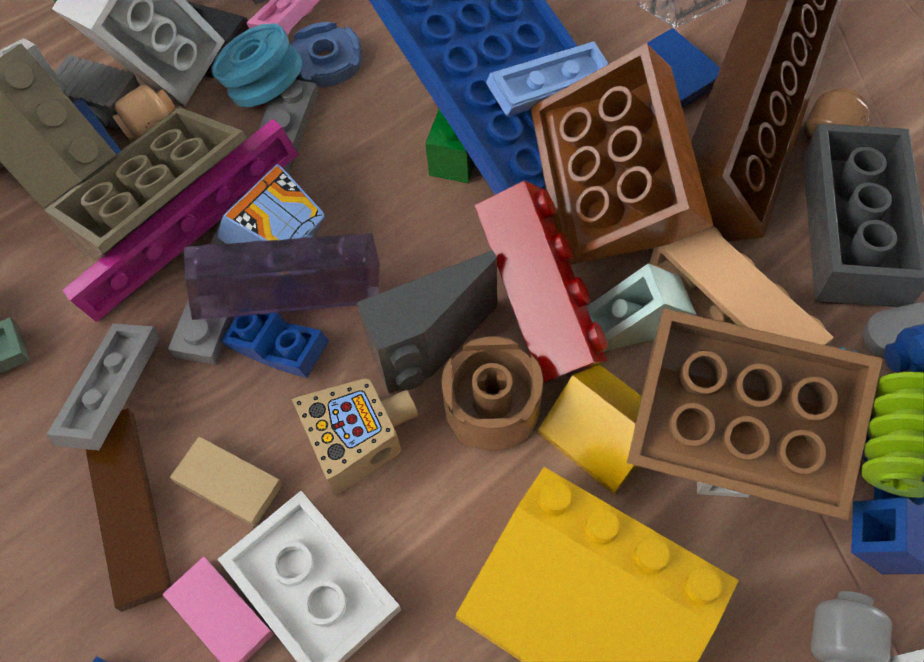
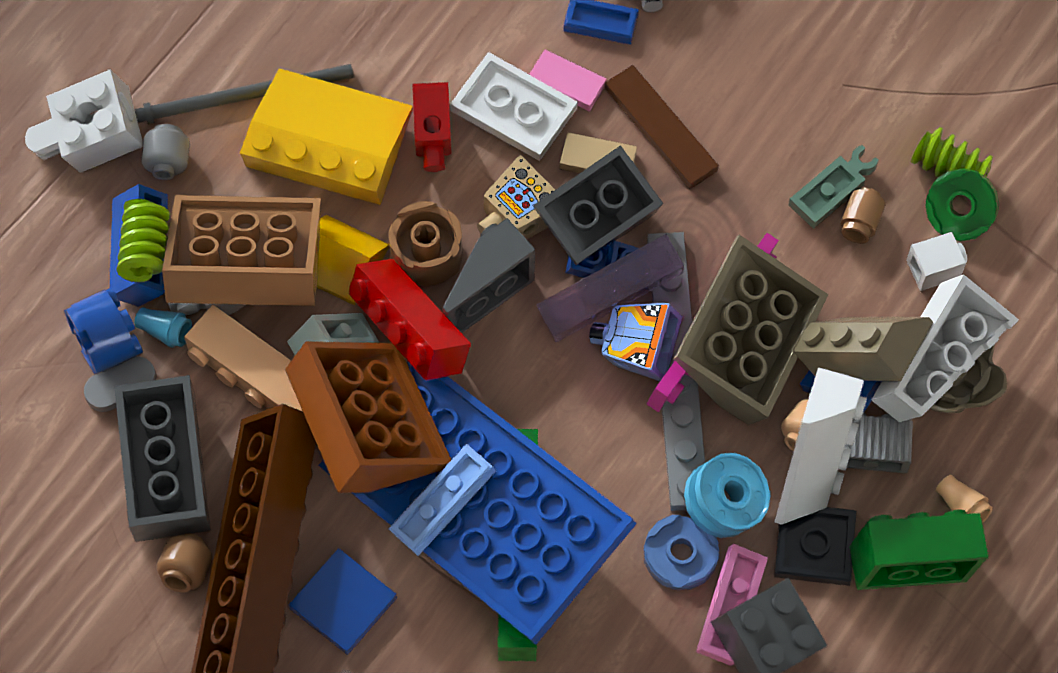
camera: 160 degrees right, 5 degrees up
(43, 30) = (962, 497): none -> light nougat cone
(104, 387) = (711, 189): light grey plate -> none
(251, 379) = (598, 205): none -> dark grey slope
(434, 571) = (432, 124): none -> red torso

